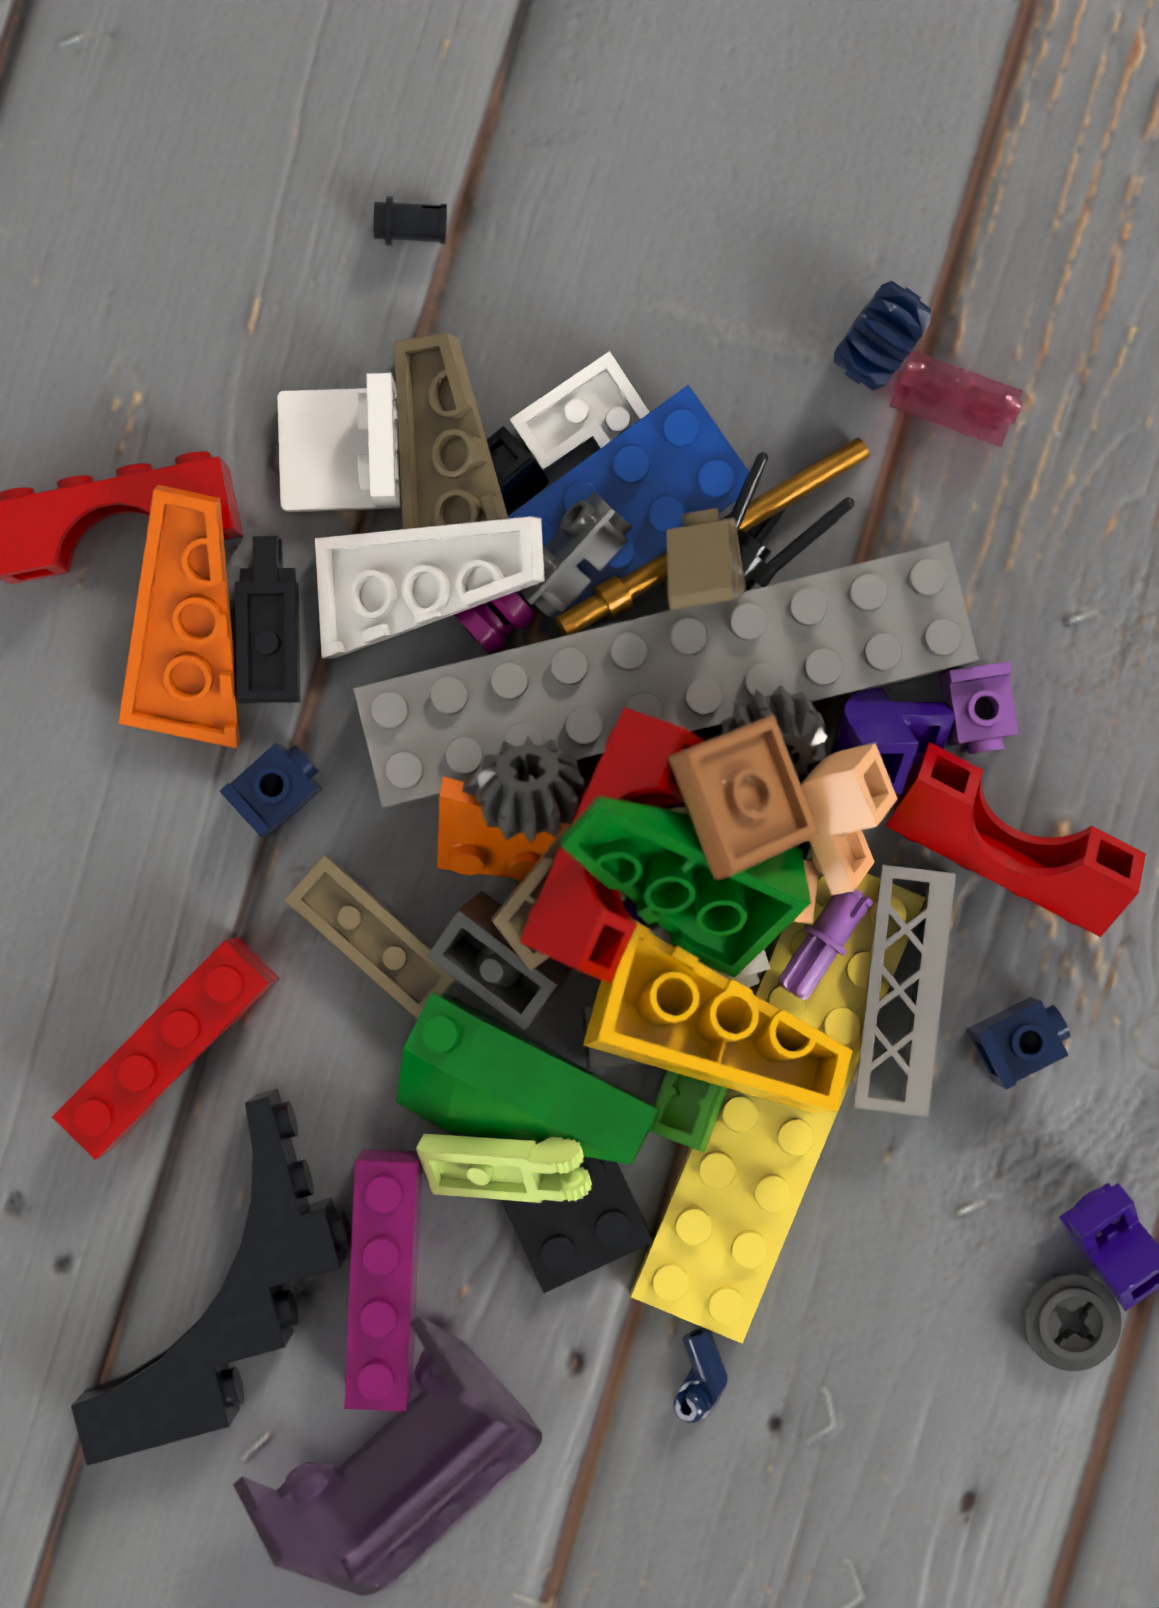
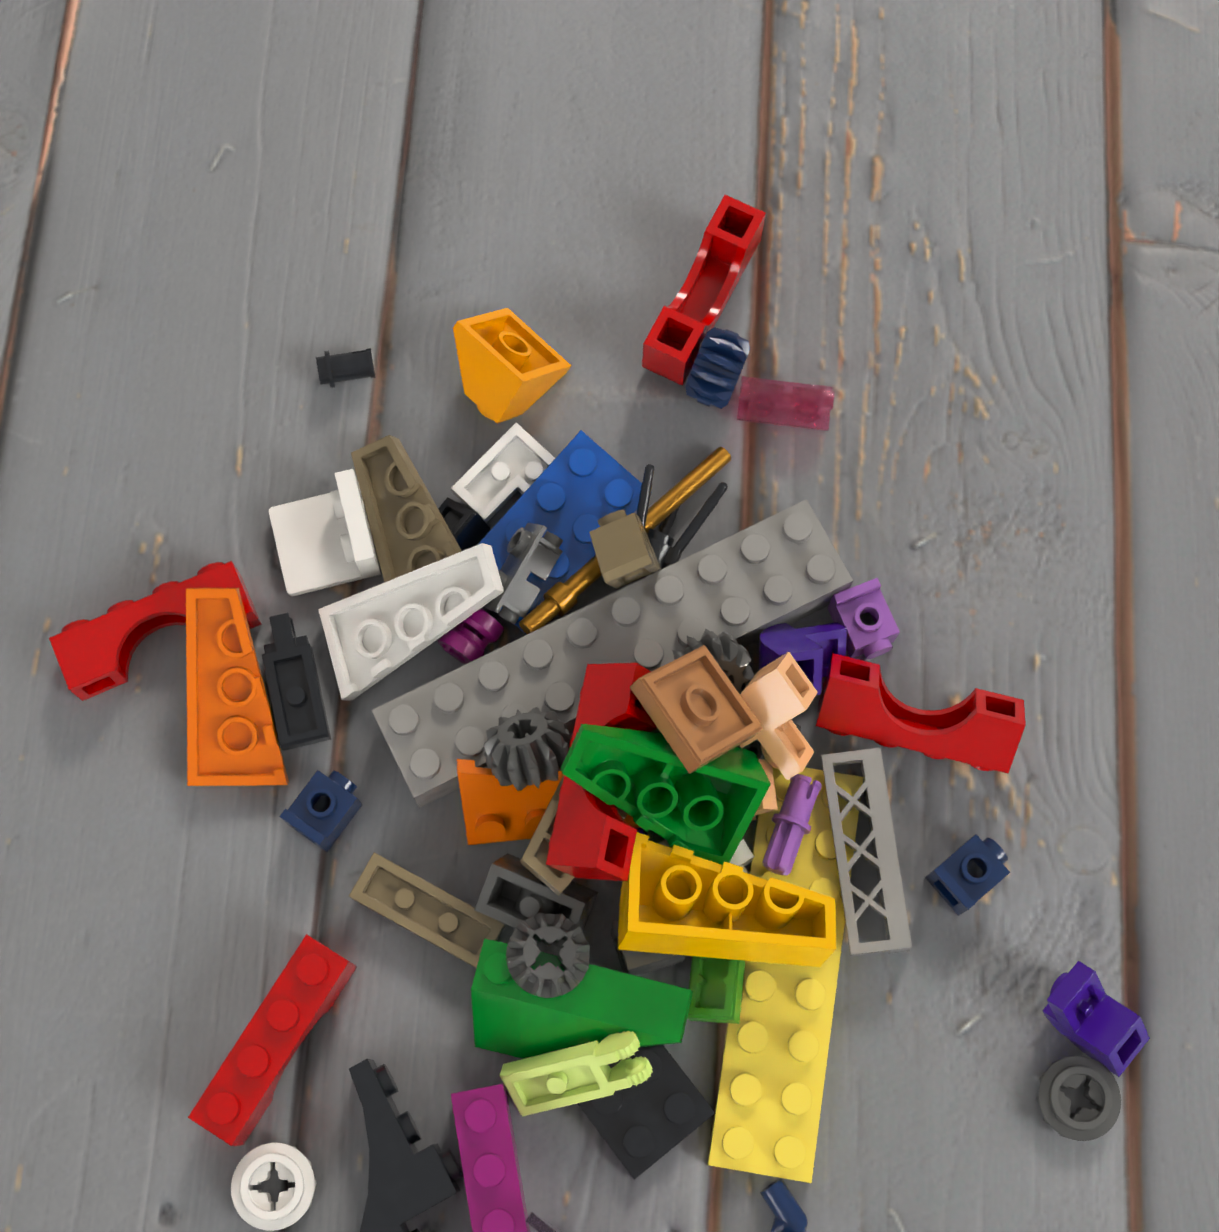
camera: 10 degrees left, 15 degrees down
(115, 1220) = (256, 1206): none -> white gear
(471, 1028) = (547, 980): none -> dark grey gear
(613, 264) = (504, 364): none -> light orange slope
(893, 222) = (708, 287): none -> red arch

